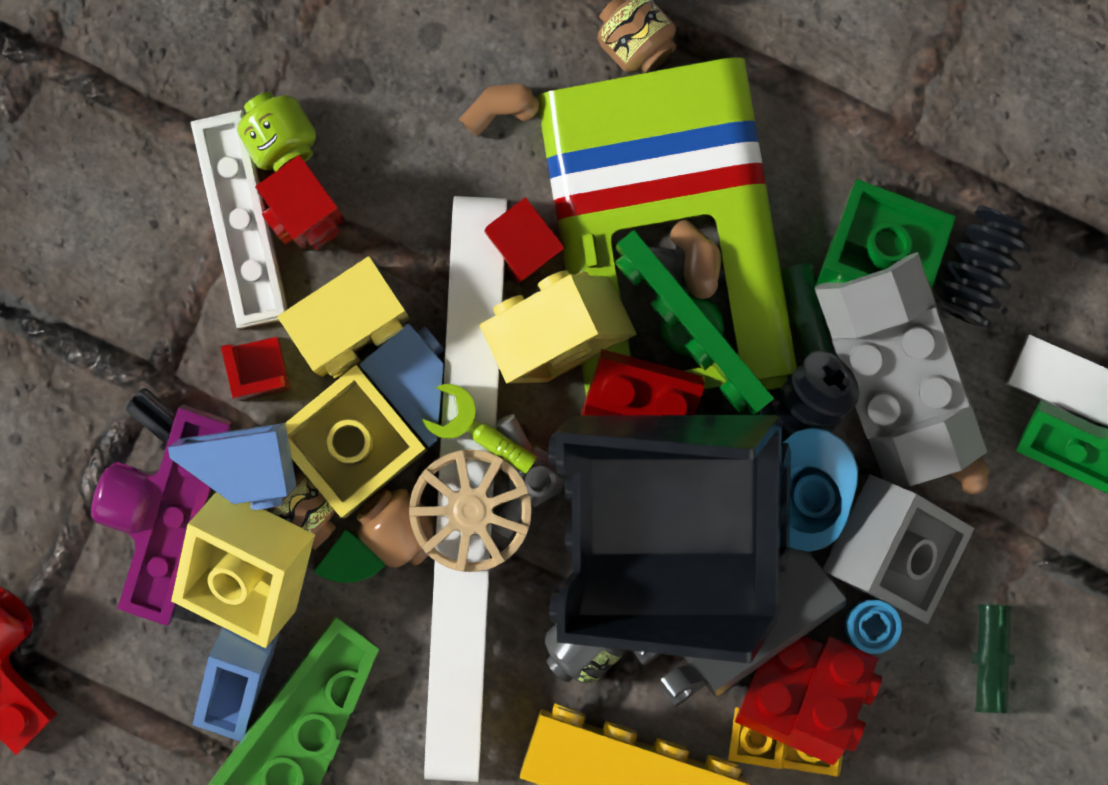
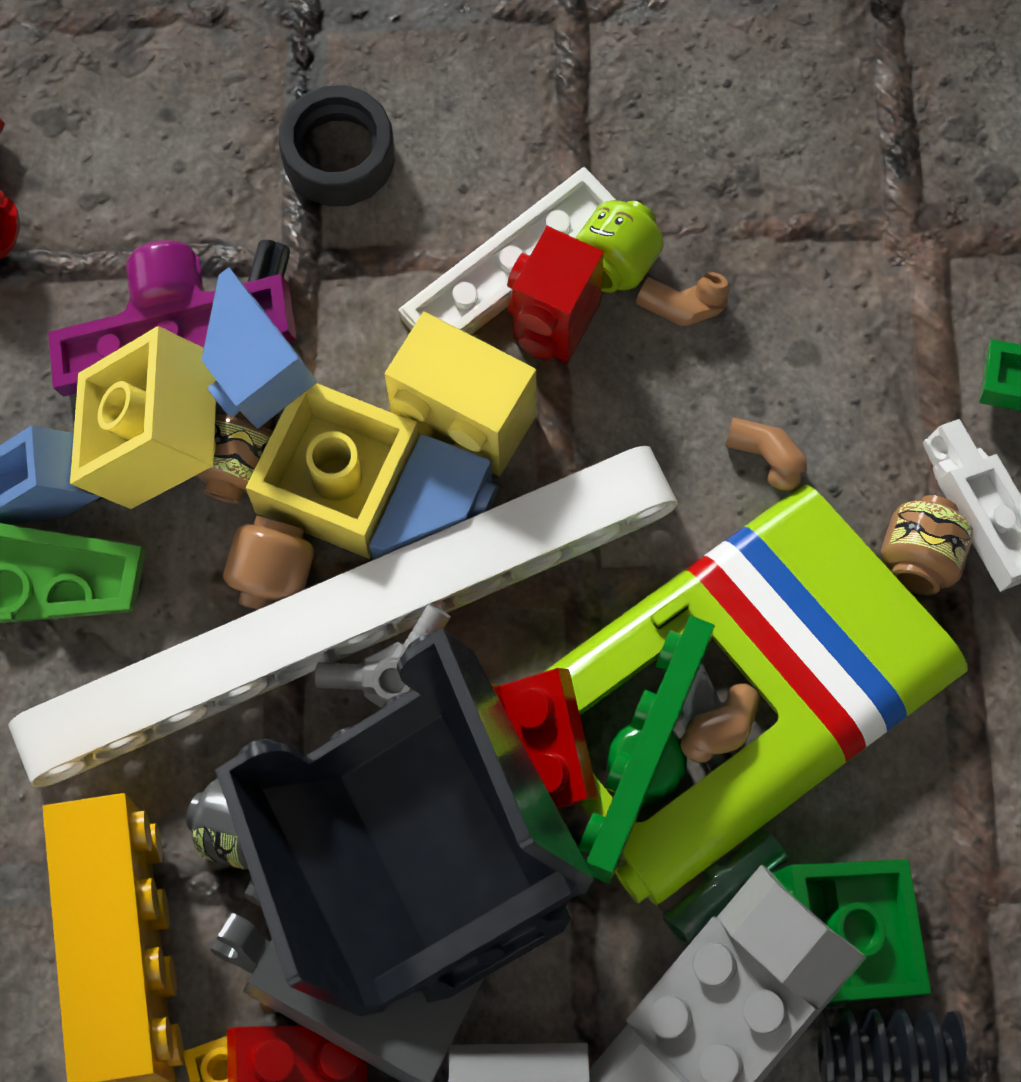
camera: 65 degrees right, 15 degrees down
(34, 288) = (328, 105): none -> black tyre
(255, 368) = (360, 342): red panel -> none
(349, 102) = (690, 305): none -> medium nougat arm
(349, 561) = (209, 535): green tile -> none
(470, 510) = (320, 618): tan wheel -> none
(481, 432) = (411, 590): lime piece -> none
(523, 240) = (640, 537): red panel -> none
(556, 327) = (566, 607): light yellow brick -> none
(815, 395) = (629, 930): black piece -> none
(821, 487) = (541, 988): dark azure piece -> none

